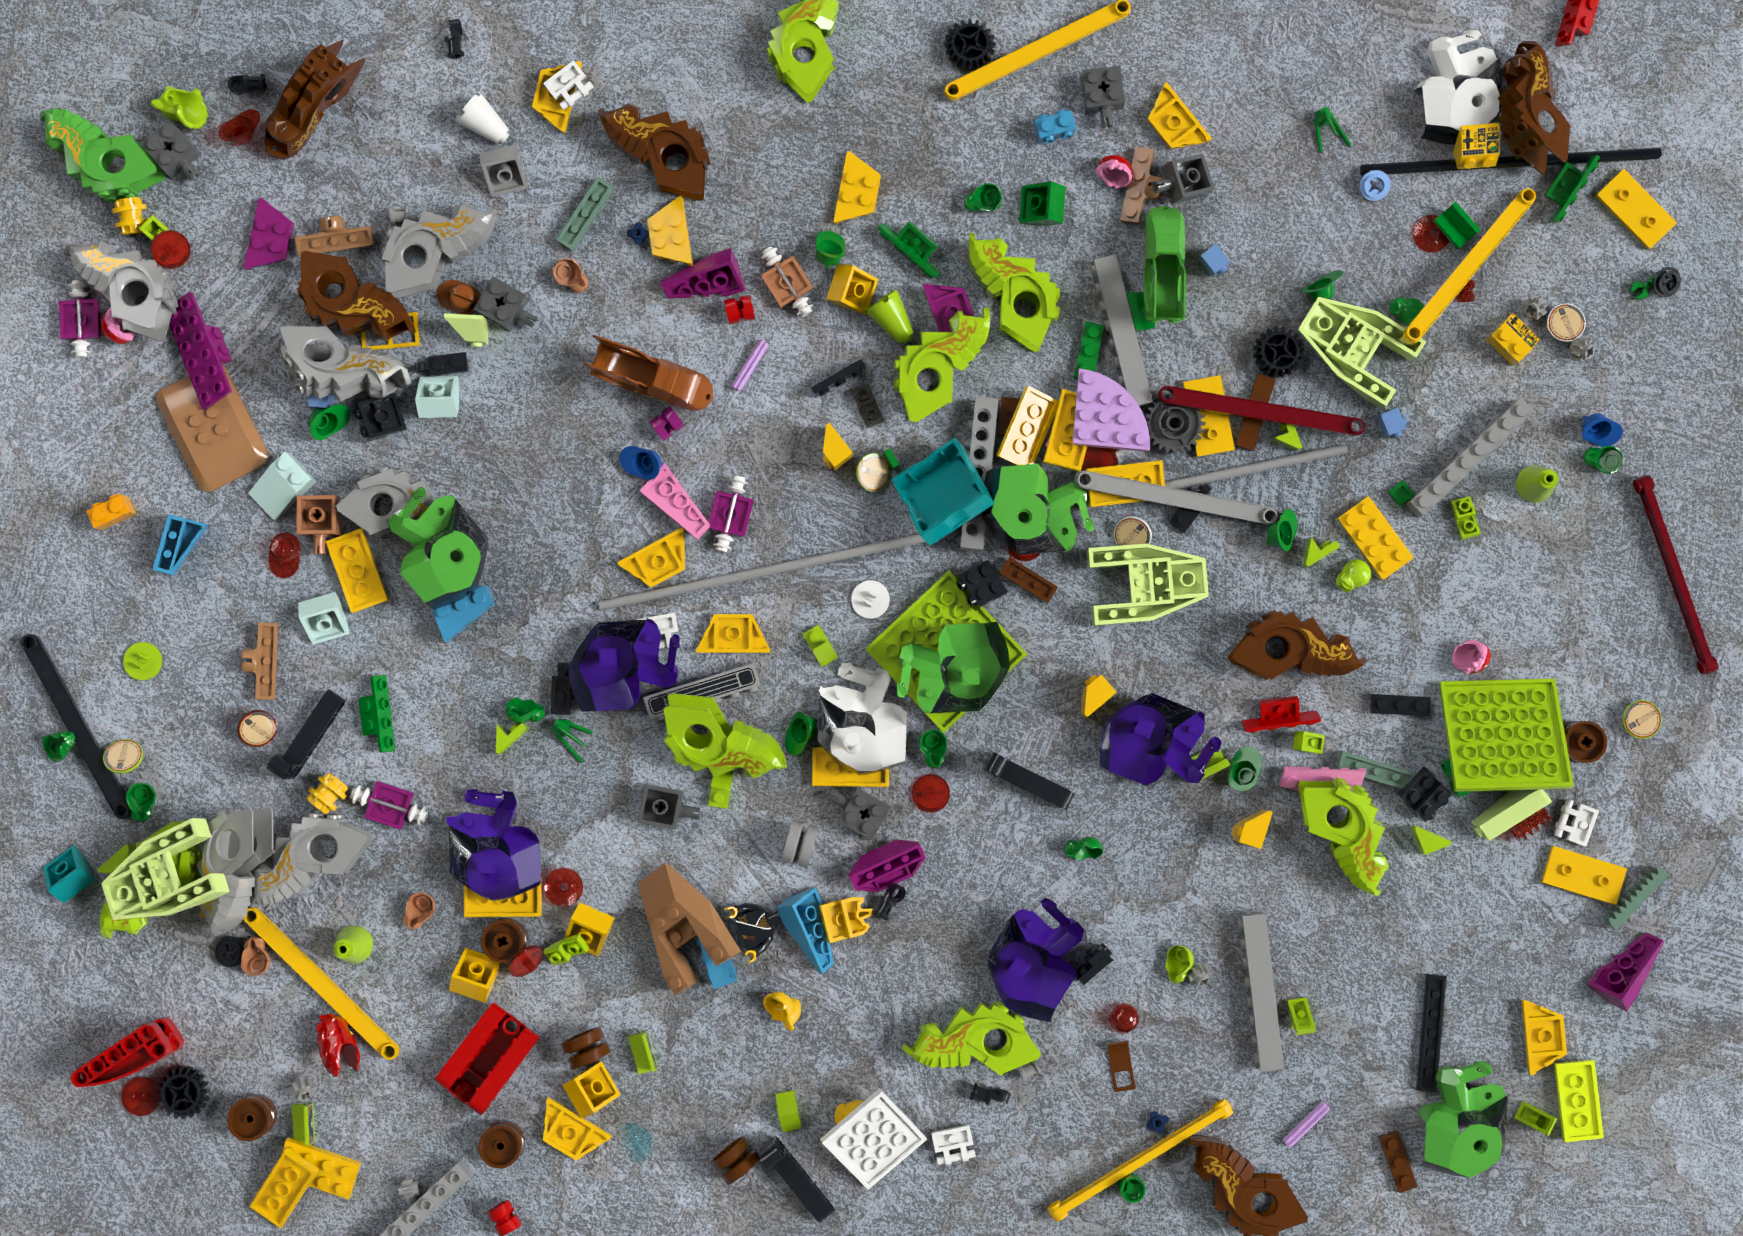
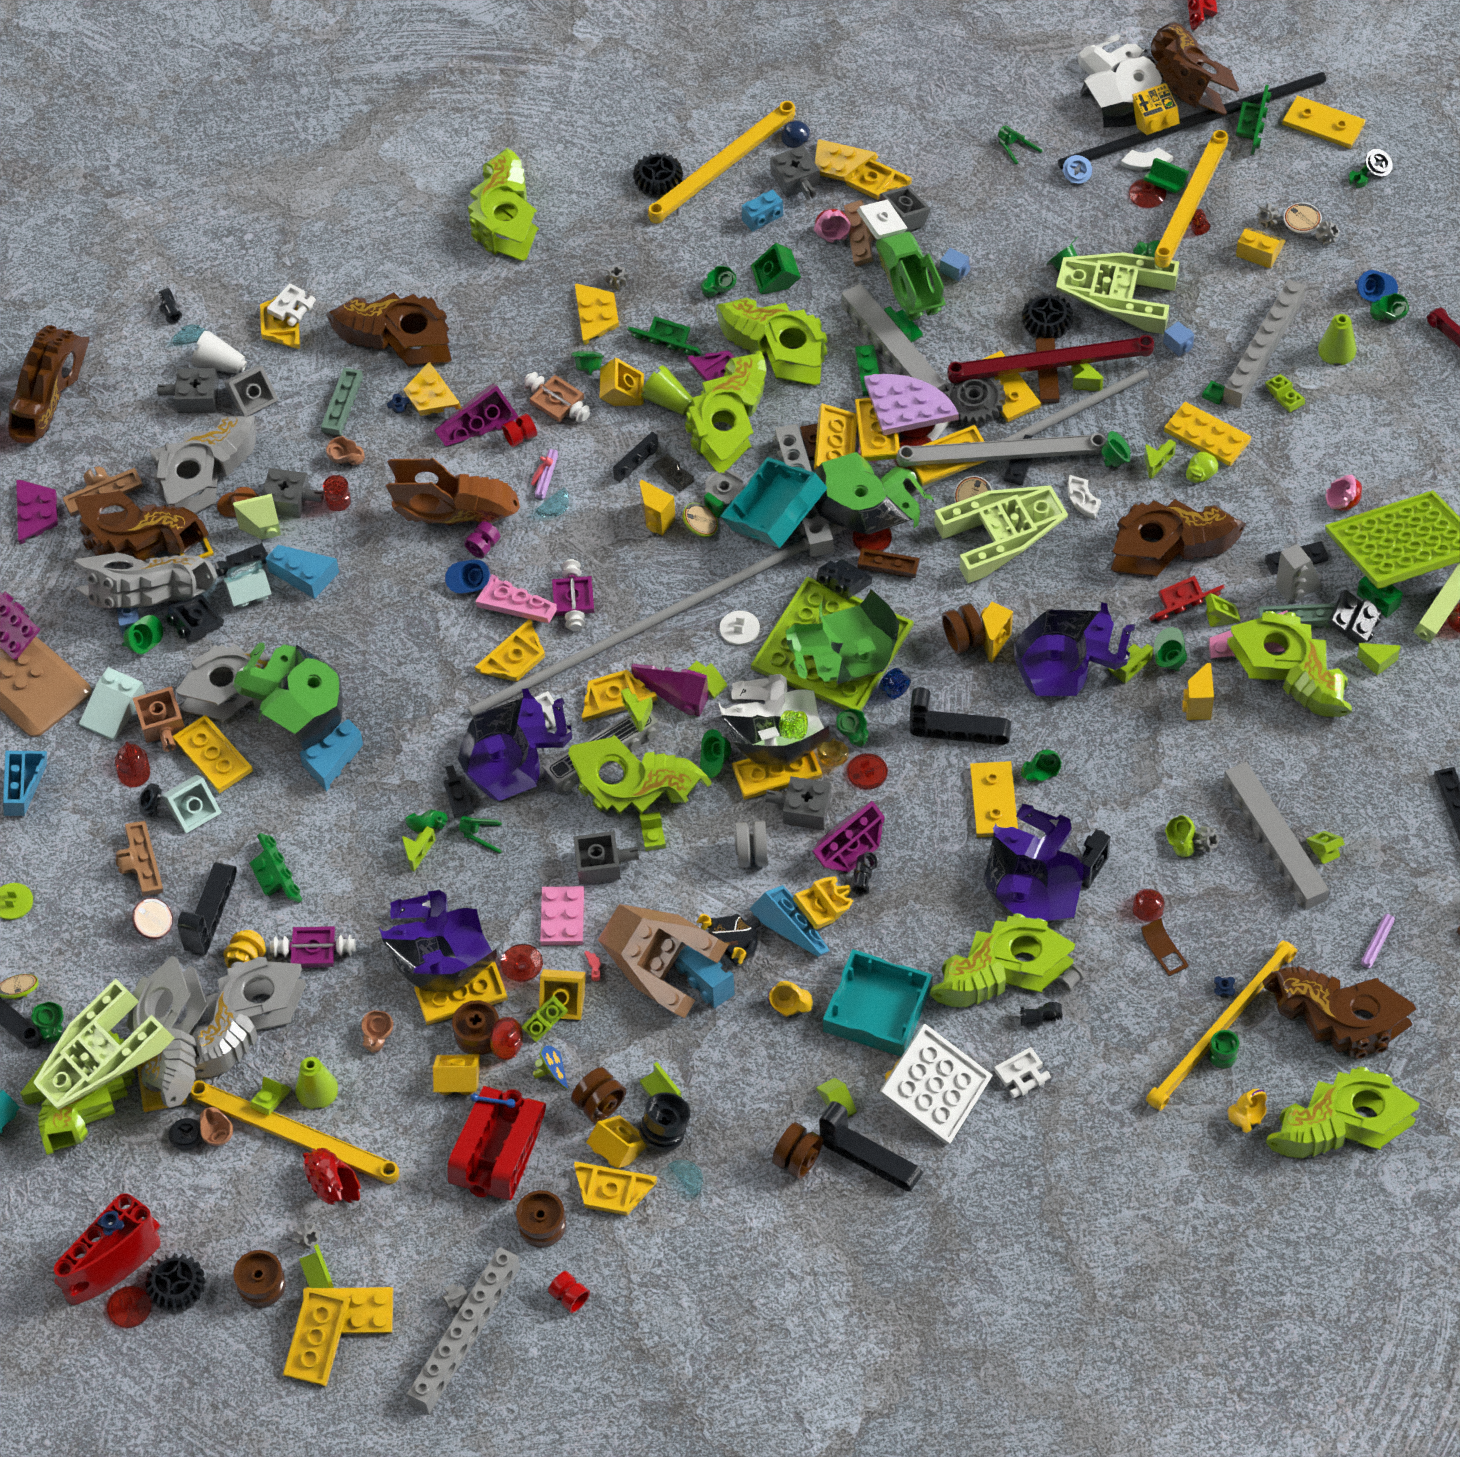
camera: 10 degrees left, 30 degrees down
(122, 1053) = (106, 1219): none -> dark blue plate
(287, 603) = (150, 799): none -> black gear
(310, 942) = (269, 1096): none -> lime slope
(437, 381) = (244, 569): none -> clear light blue tile
(444, 144) = (193, 391): none -> dark grey brick
(467, 79) = (188, 335): none -> clear light blue tile
(492, 398) = (302, 569): none -> dark azure wedge
(507, 1034) = (510, 1102): none -> blue hinge
(548, 322) = (336, 493): none -> clear red wheel
(557, 1001) = (551, 1063): none -> shield
(614, 848) = (562, 915): none -> bright pink plate
(627, 905) = (594, 963): none -> coral piece
(644, 1093) = (664, 1121): none -> black wheel
(743, 676) = (637, 710): none -> lime slope
(748, 403) = (555, 505): none -> clear light blue tile
(751, 357) = (546, 462): none -> coral piece
(793, 657) = (682, 689): none -> magenta wedge
(854, 1036) = (877, 1003): none -> teal tile
(879, 733) = (793, 724): none -> clear neon green wheel
(888, 164) = (617, 277): none -> light grey gear
(908, 771) = (833, 753): none -> clear yellow hair
(918, 446) = (718, 480): none -> light grey plate
(988, 718) = (895, 683): none -> clear blue wheel
(1031, 863) = (993, 796): none -> yellow plate
(1071, 683) = (963, 628): none -> reddish brown wheel
(1120, 39) = (795, 133): none -> dark blue hair
(1150, 92) = (840, 160): none -> yellow wing
(1160, 195) = (882, 219): none -> white plate
(1231, 567) = (1082, 498): none -> white tile
(1390, 736) = (1296, 574): none -> light grey wedge
(1444, 195) = (1139, 160): none -> white tile

